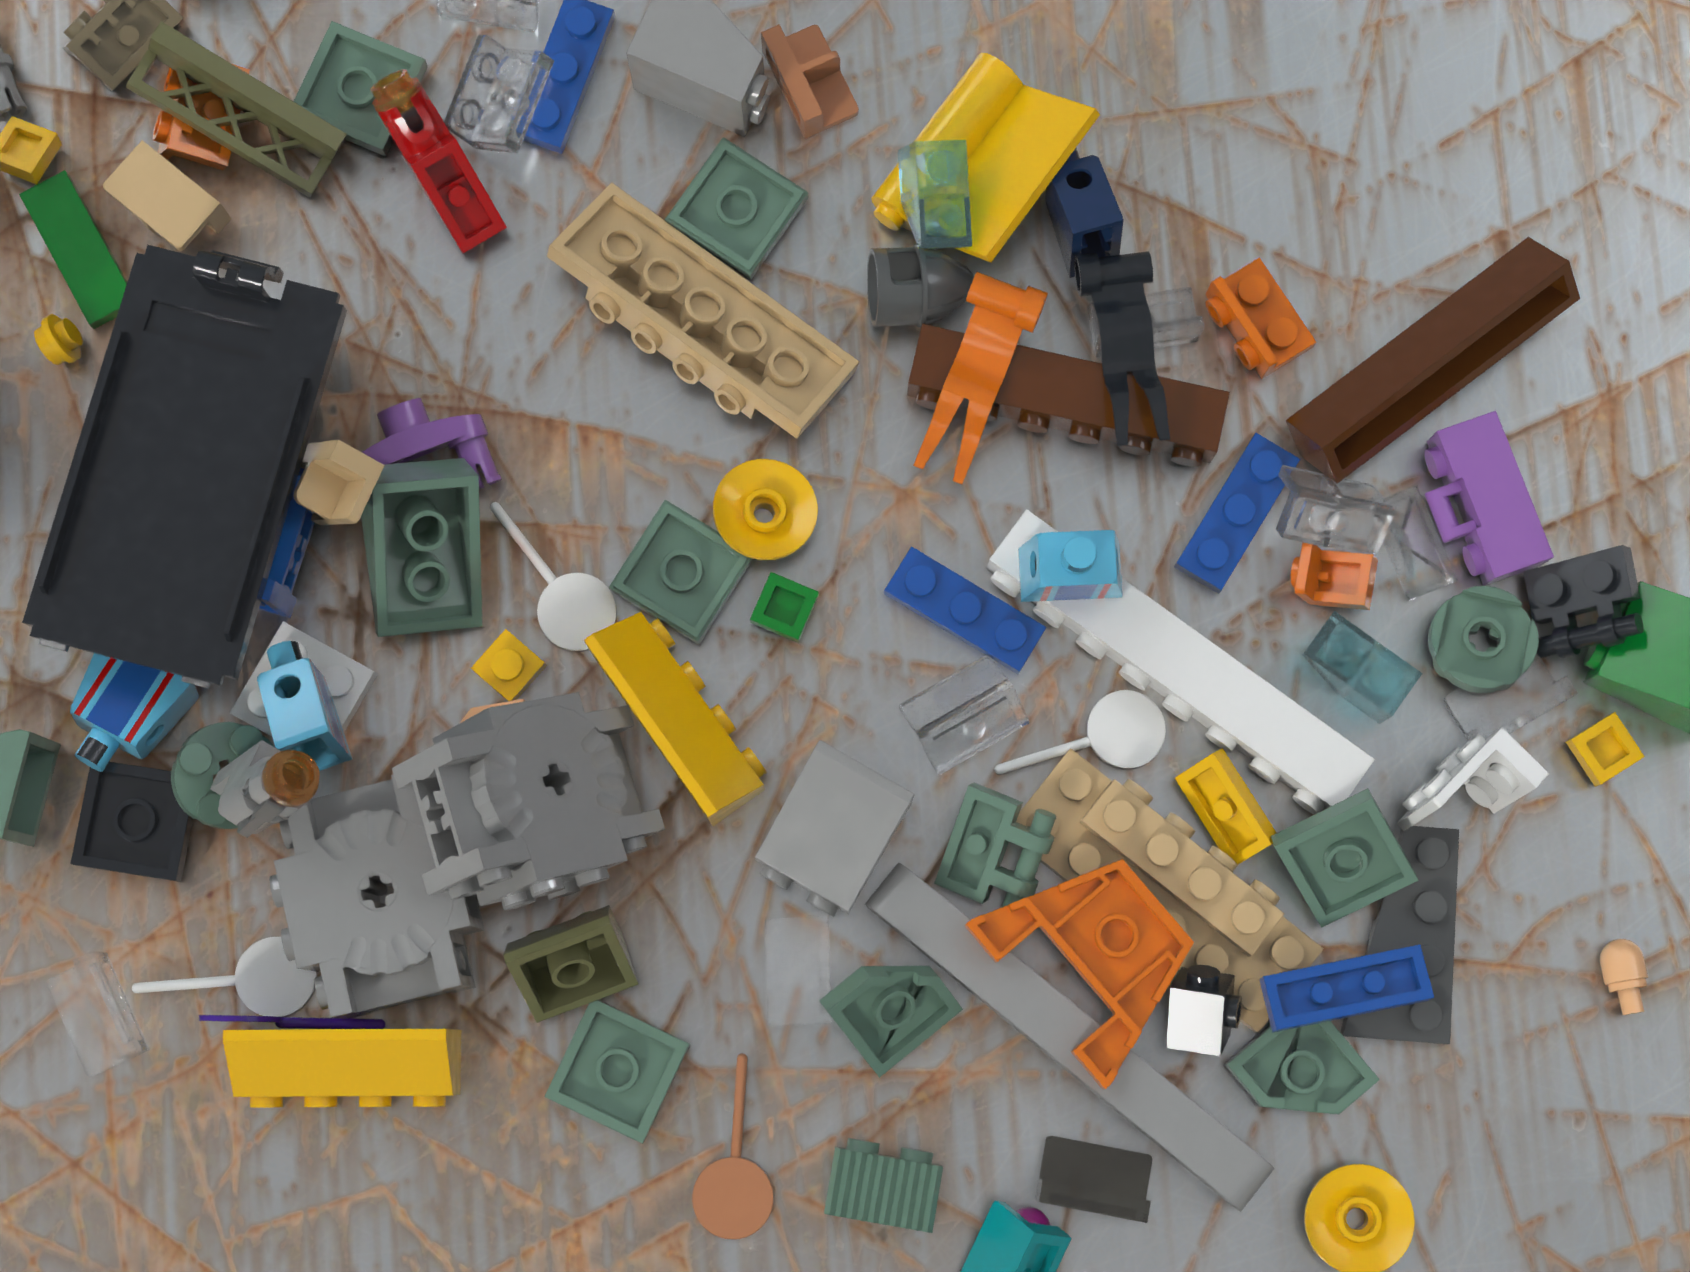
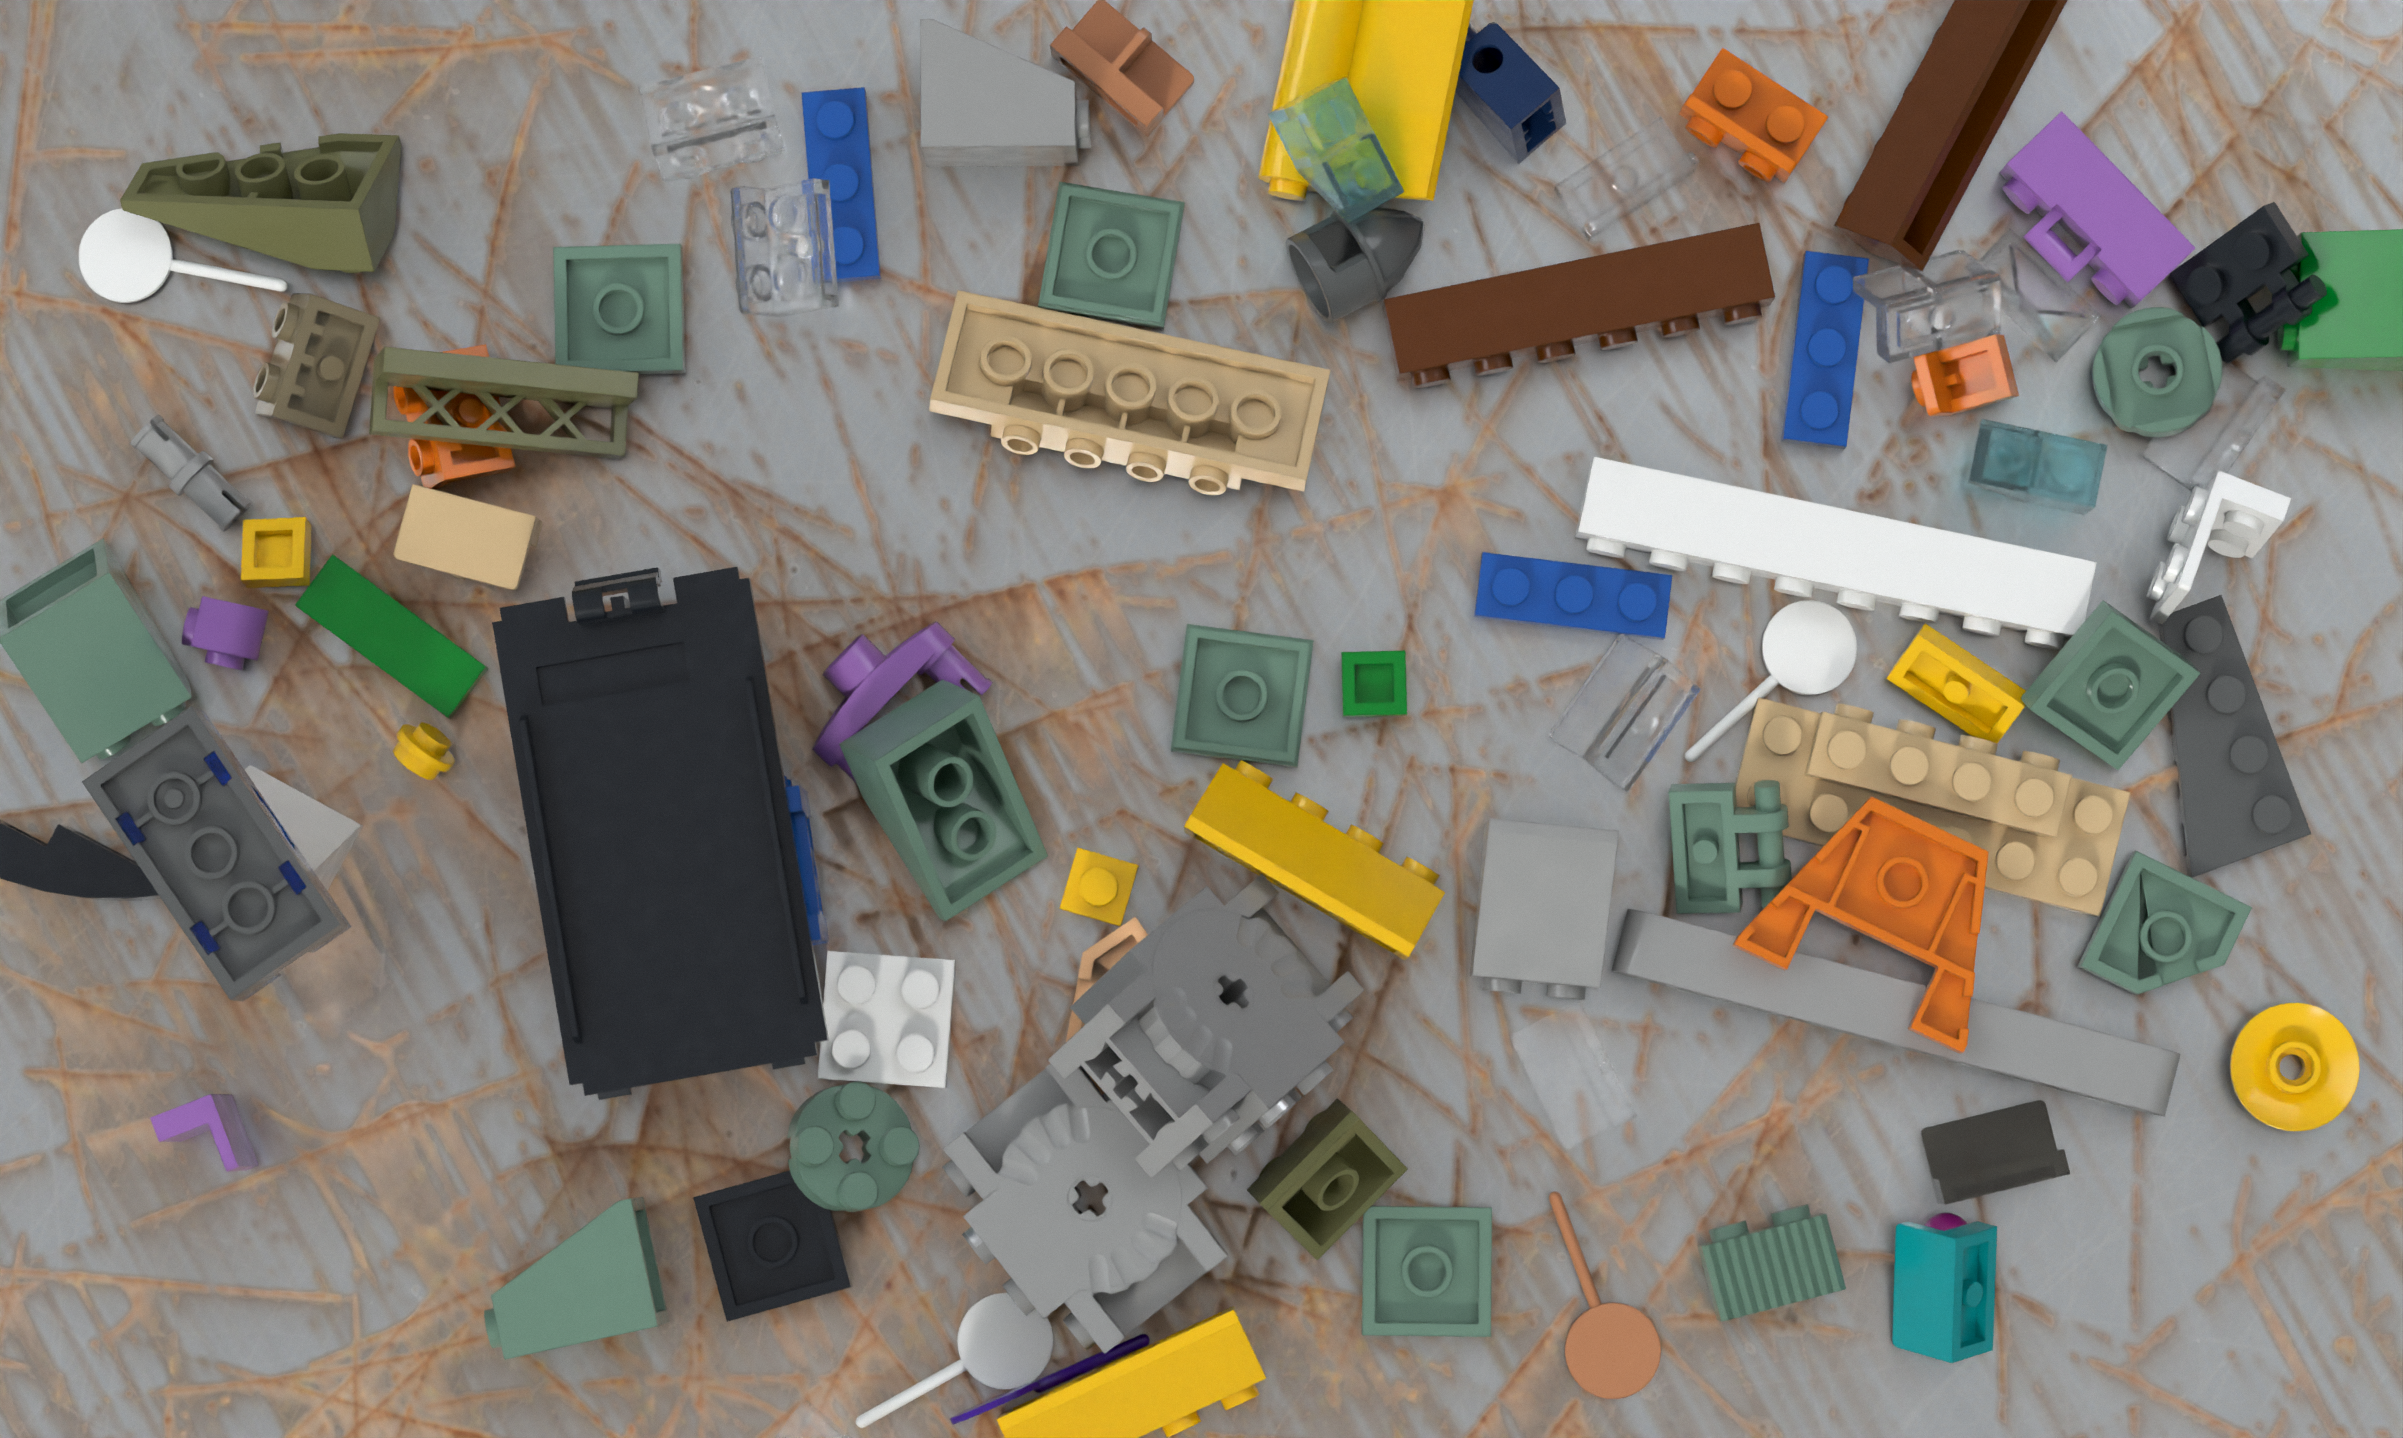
camera: 20 degrees left, 5 degrees up
(127, 709) = (706, 1128): torso -> none
(265, 787) = (921, 1142): plate -> none
(301, 707) = (921, 1054): medium azure torso -> none
(336, 482) = (833, 776): tan panel -> none
(436, 160) = (753, 356): red plate -> none
(570, 604) = (1139, 790): white piece -> none
(767, 486) = (1308, 555): yellow dish -> none
(890, 1011) = (1693, 1073): sand green plate -> none
(981, 363) = (1472, 316): orange flag -> none
(1070, 566) = (1673, 504): medium azure torso -> none
(1124, 332) = (1614, 209): black flag -> none
(1202, 1010) = (2029, 920): brick -> none
(1346, 988) = (2173, 826): blue plate -> none
(1605, 749) = (2342, 433): yellow plate -> none

